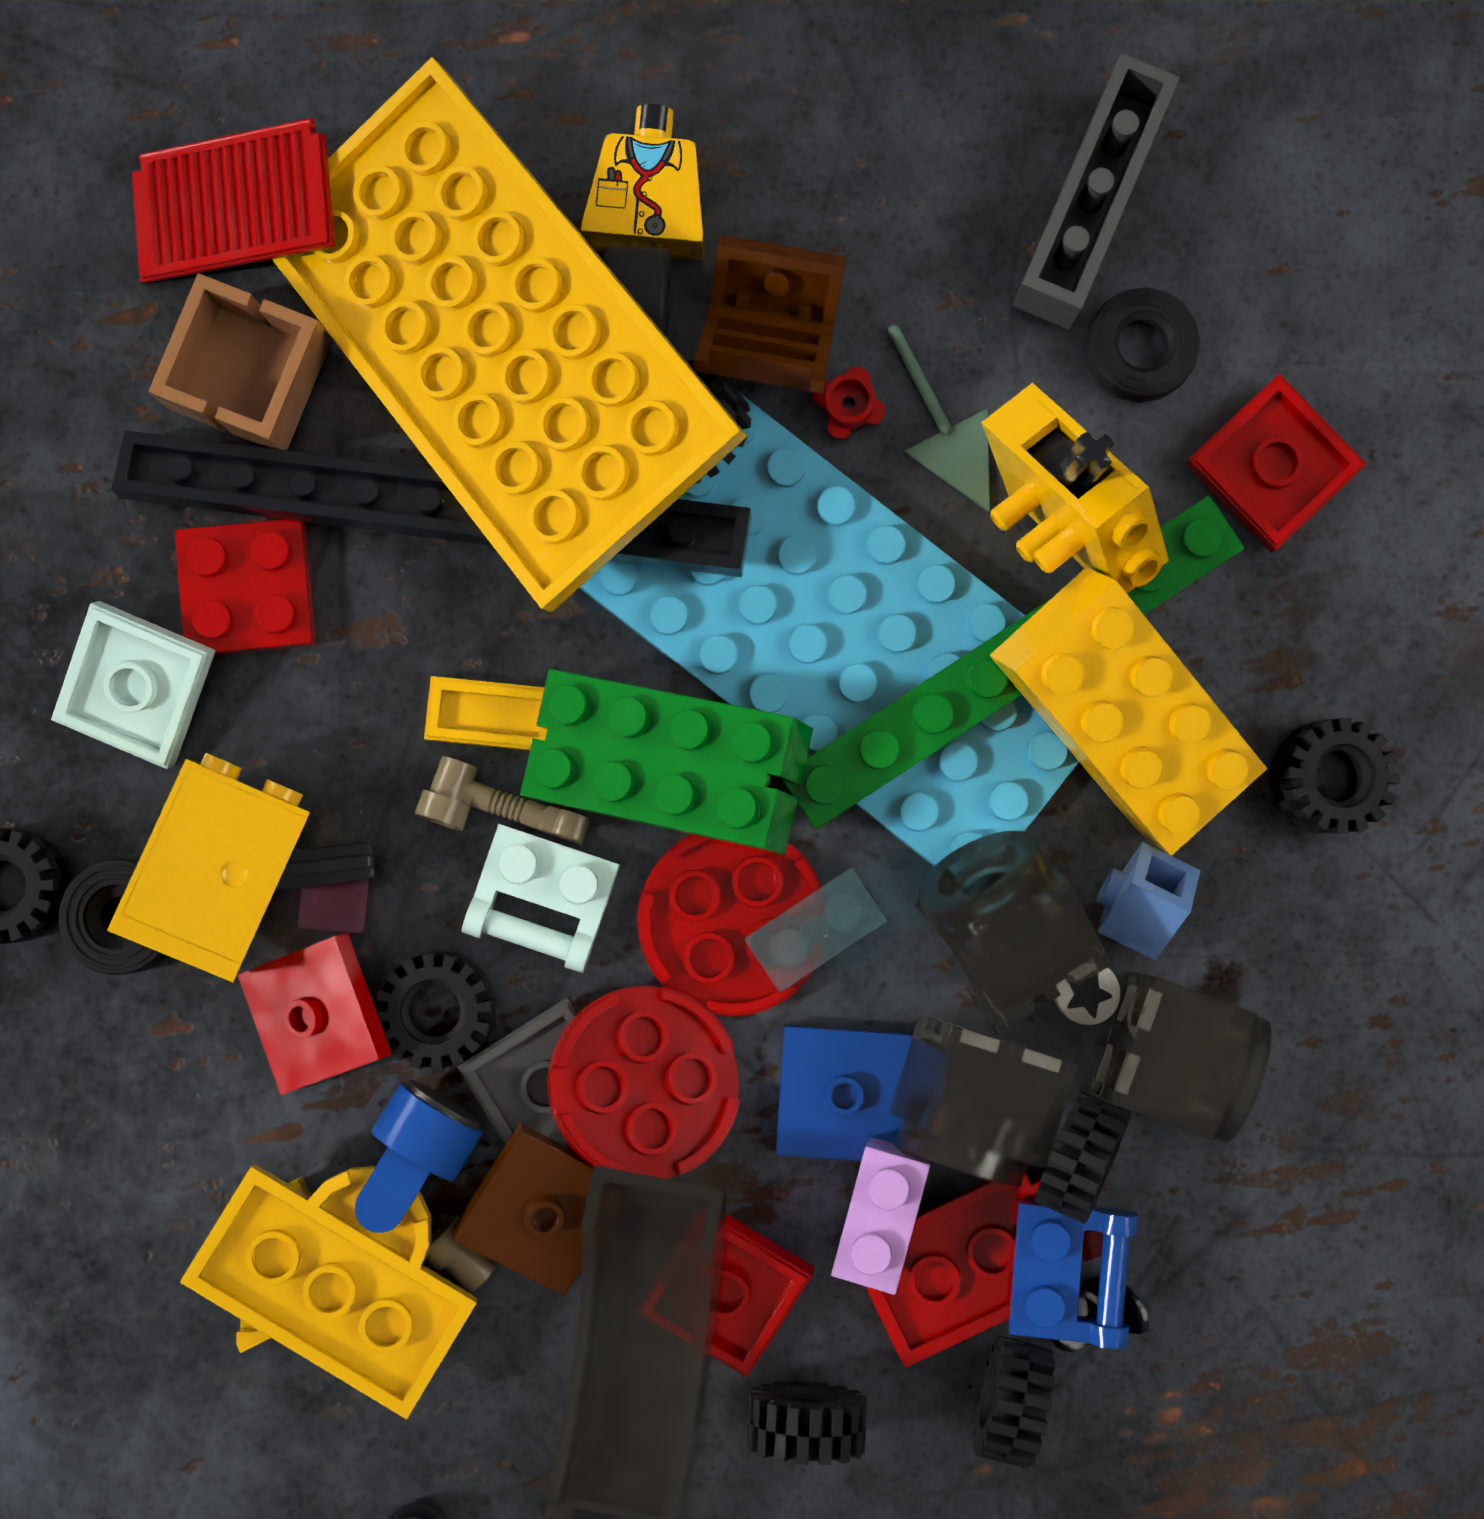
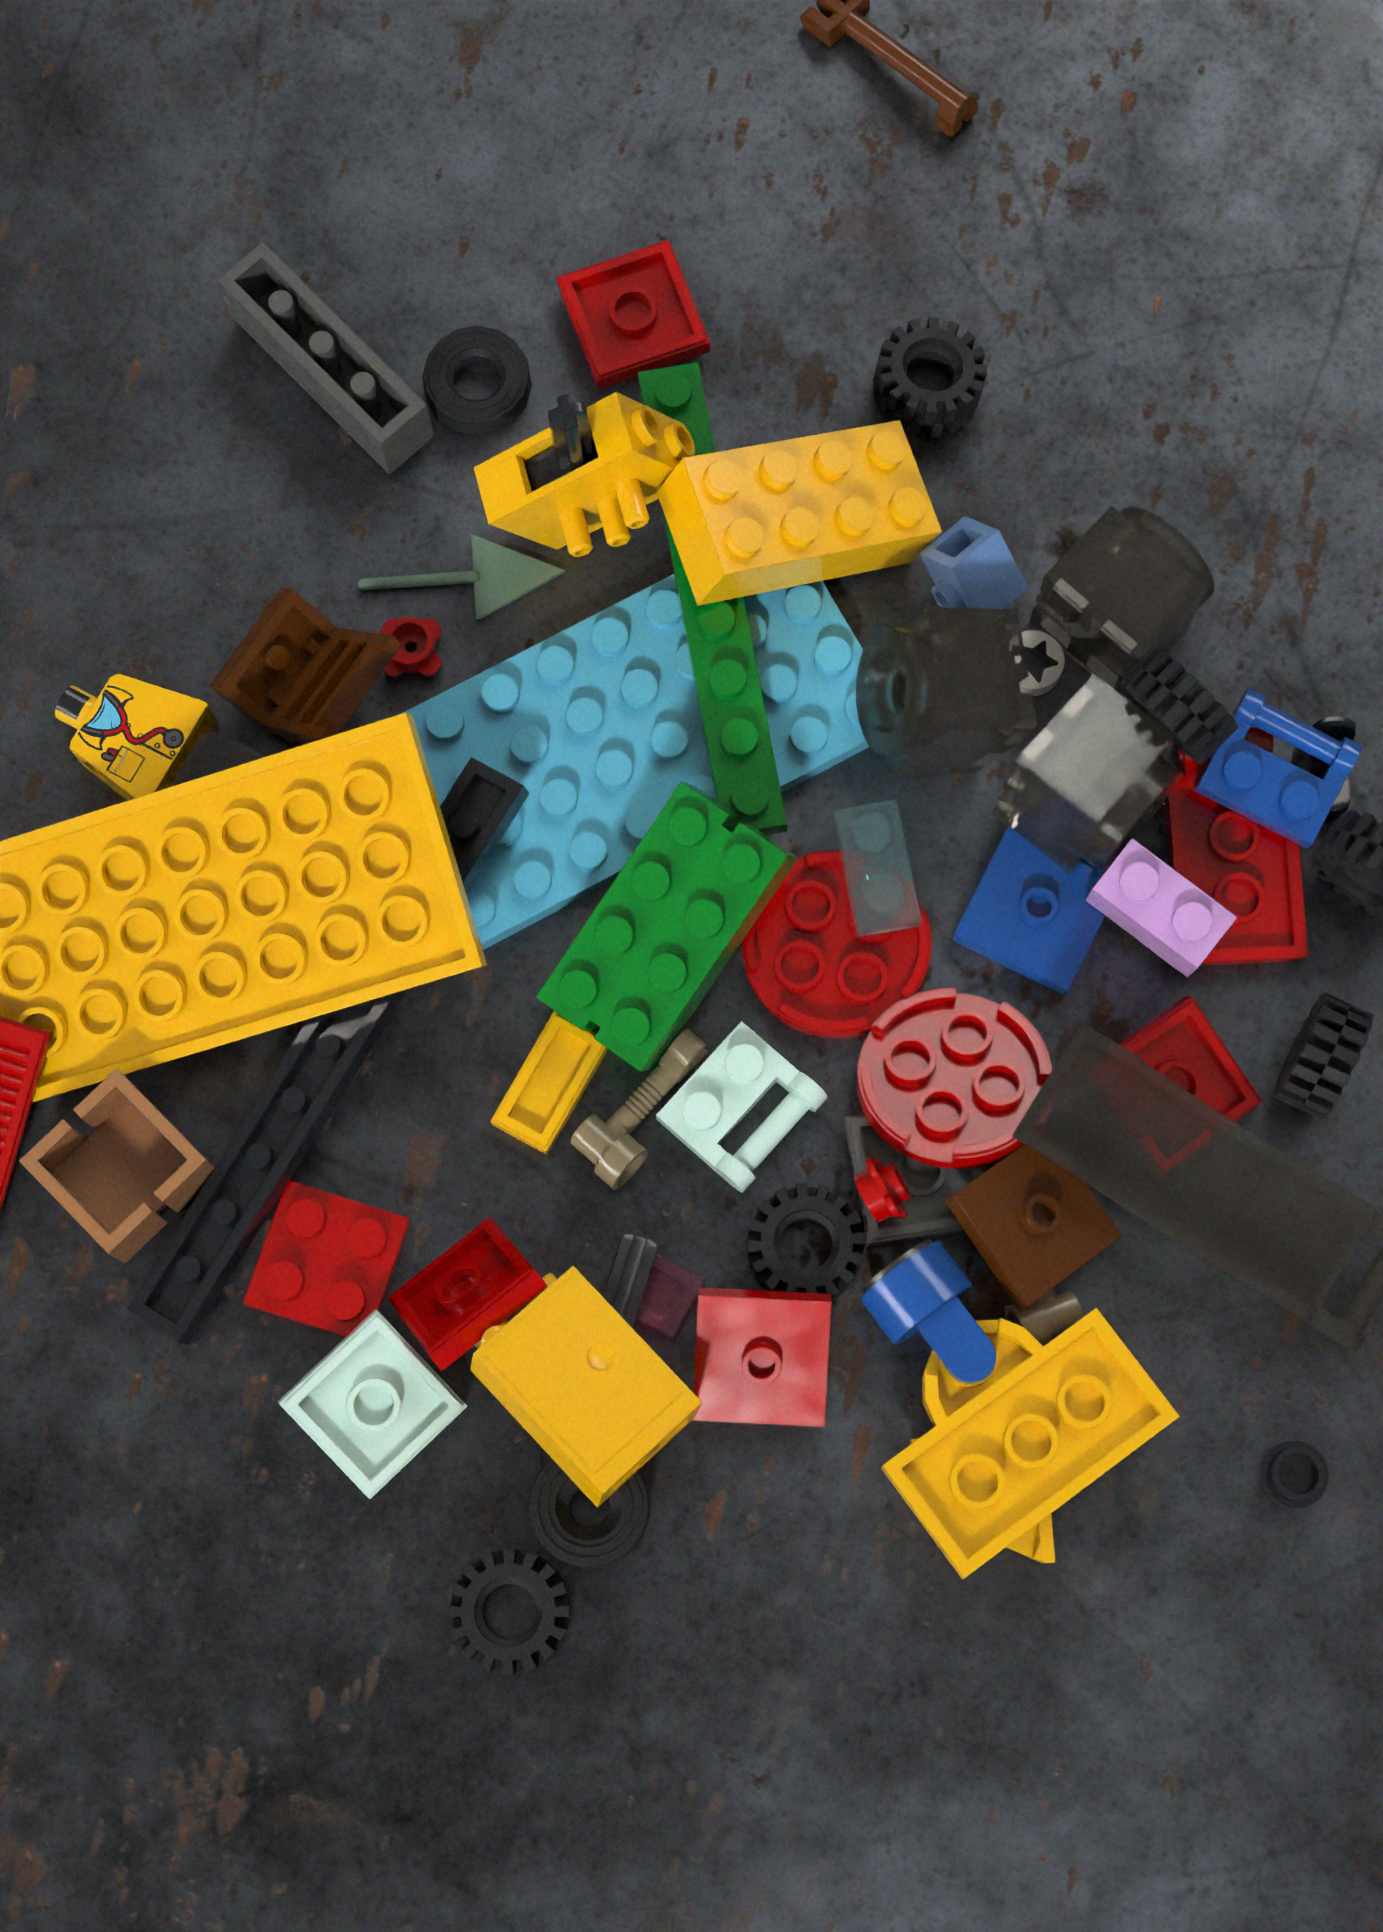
camera: 60 degrees left, 10 degrees down
(255, 726) = (466, 1293): none -> red plate
(503, 1063) = (882, 1190): none -> red plate

